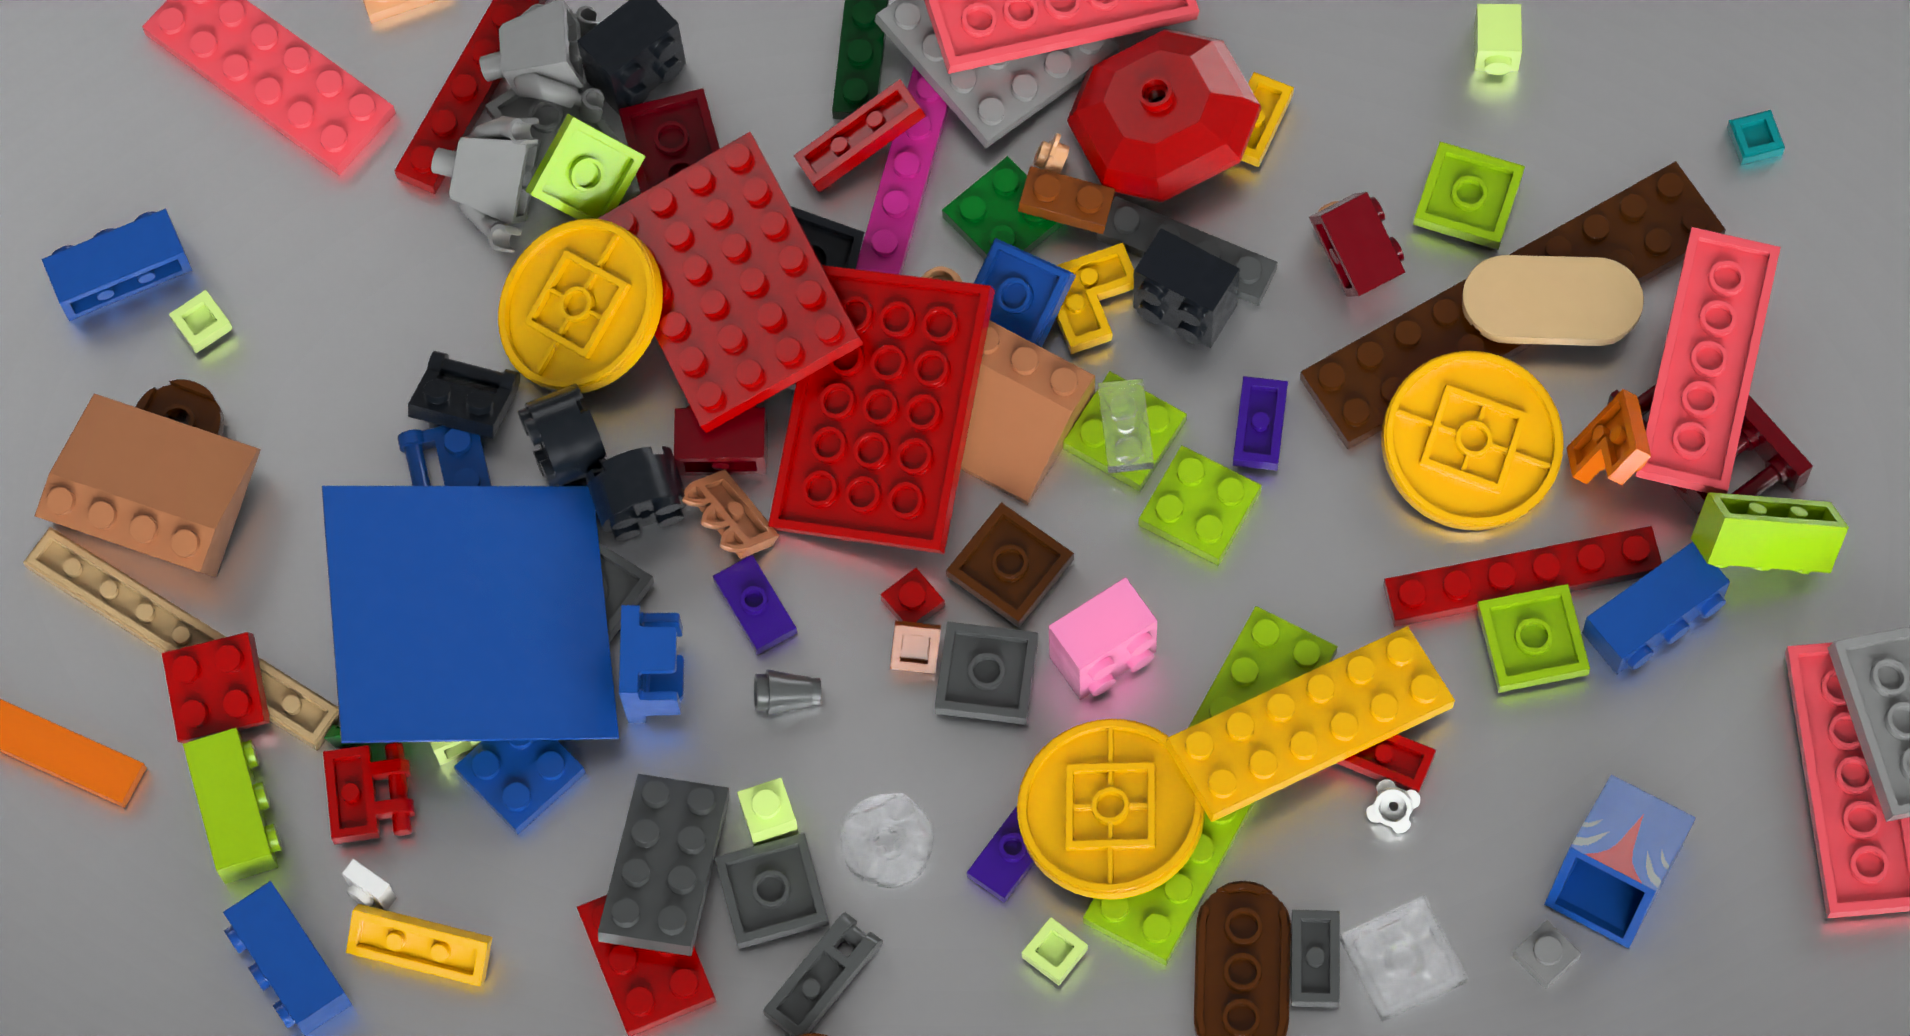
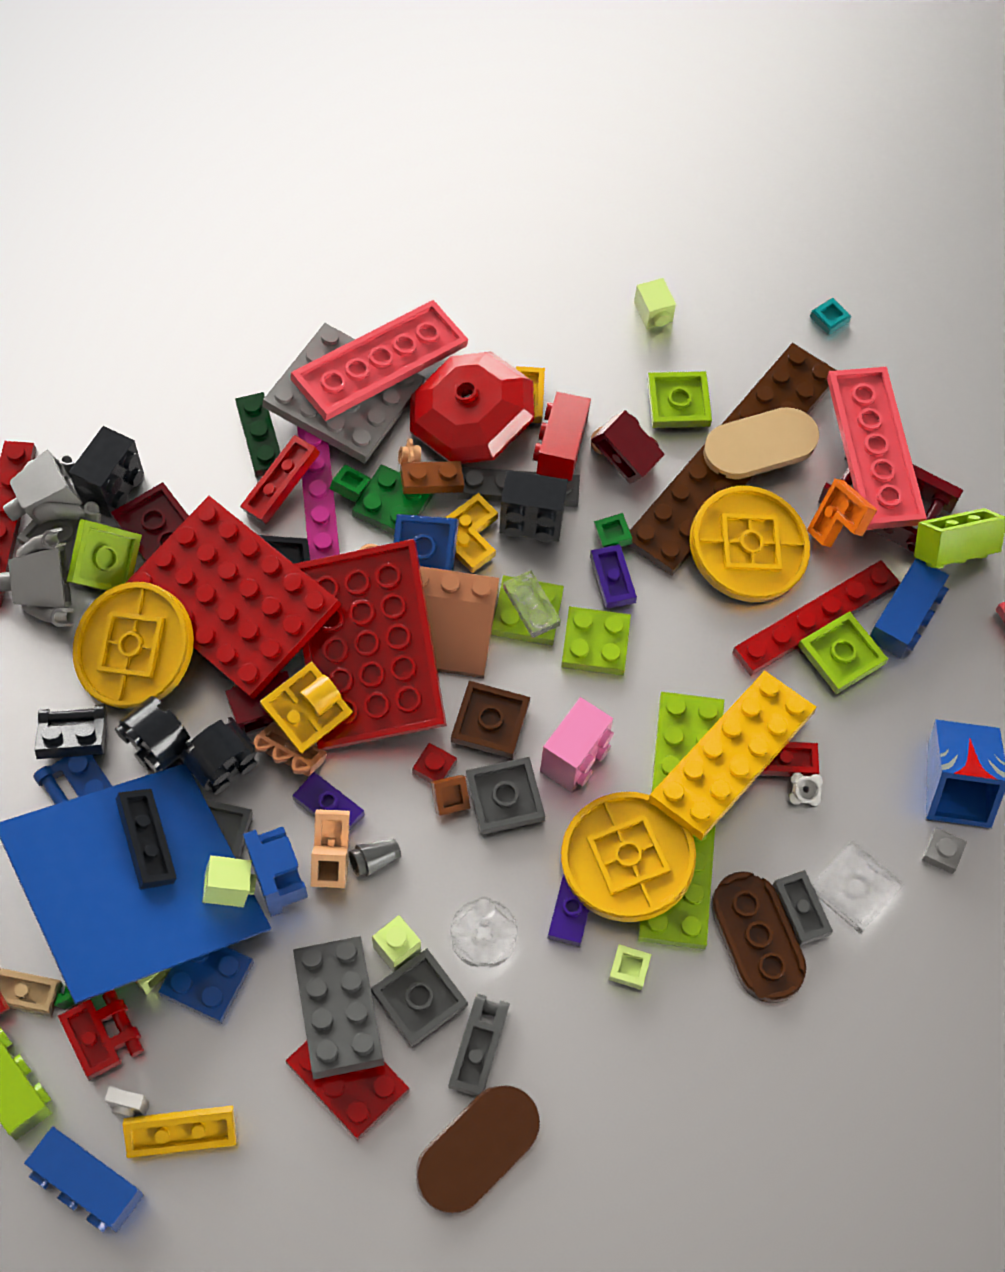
camera: 30 degrees left, 5 degrees down
(502, 568) = (145, 838): none -> black plate
(584, 659) = (228, 881): none -> yellowish green brick
(728, 672) = (330, 849): none -> light nougat brick
(767, 467) = (306, 707): none -> yellow plate
(953, 170) = (349, 483): none -> green plate
(1273, 197) = (561, 435): none -> brick
(1288, 359) = (613, 531): none -> green plate

